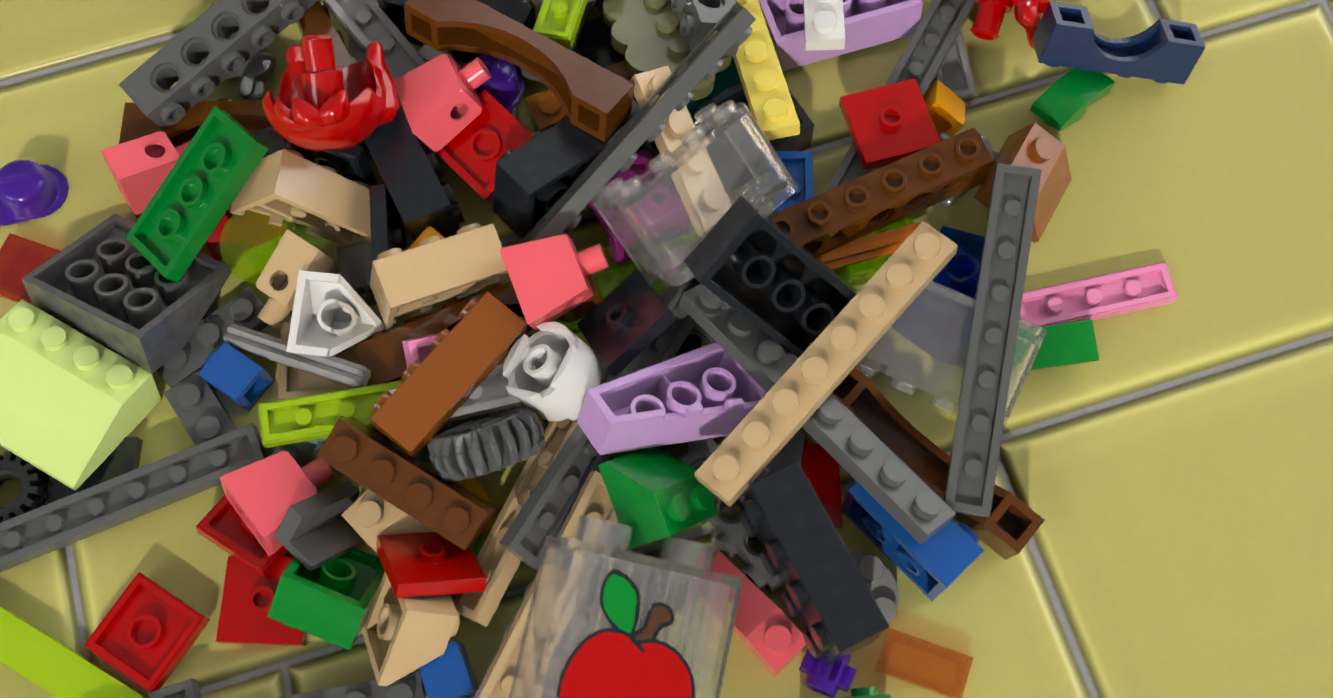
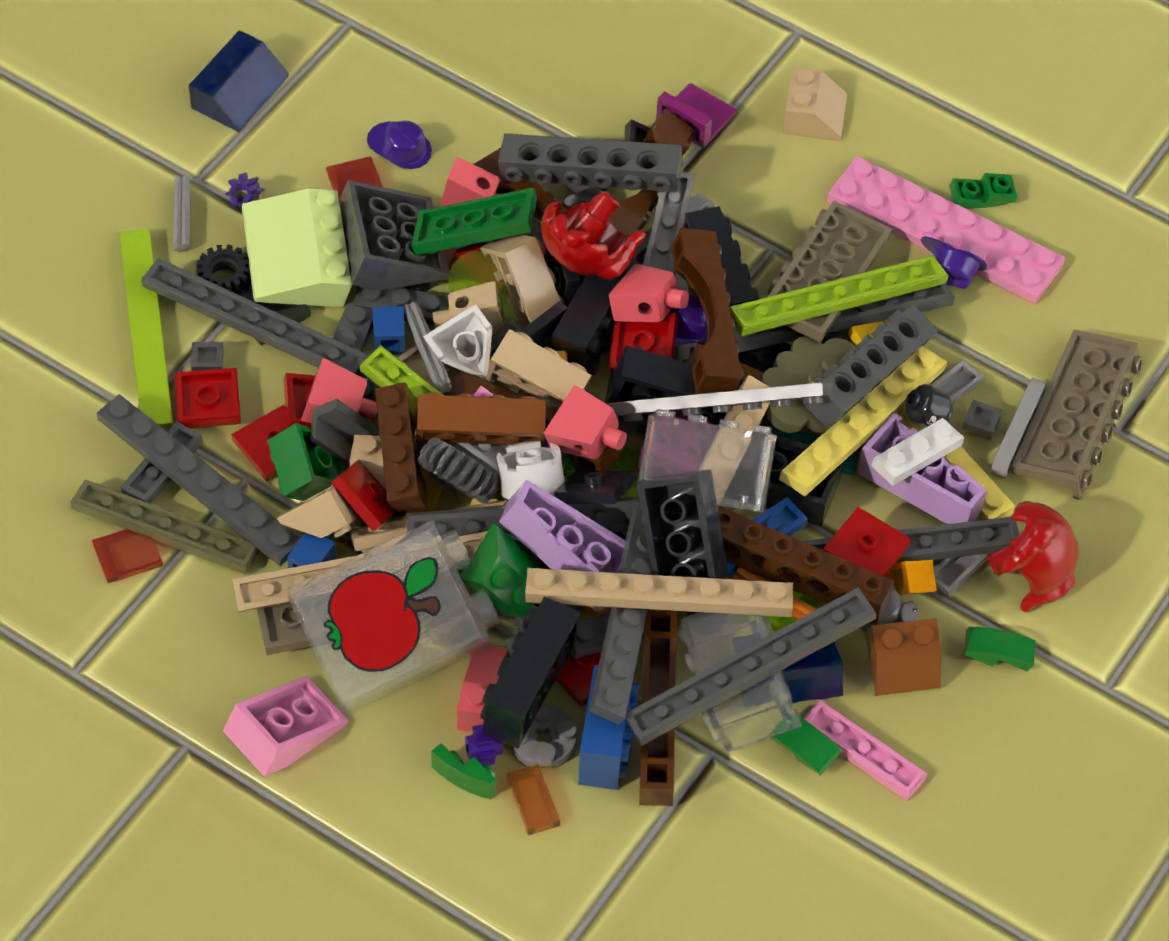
camera: 45 degrees right, 15 degrees down
(95, 593) = (207, 355): none -> flat silver plate
(1159, 53) = (1030, 613): dark blue arch -> none

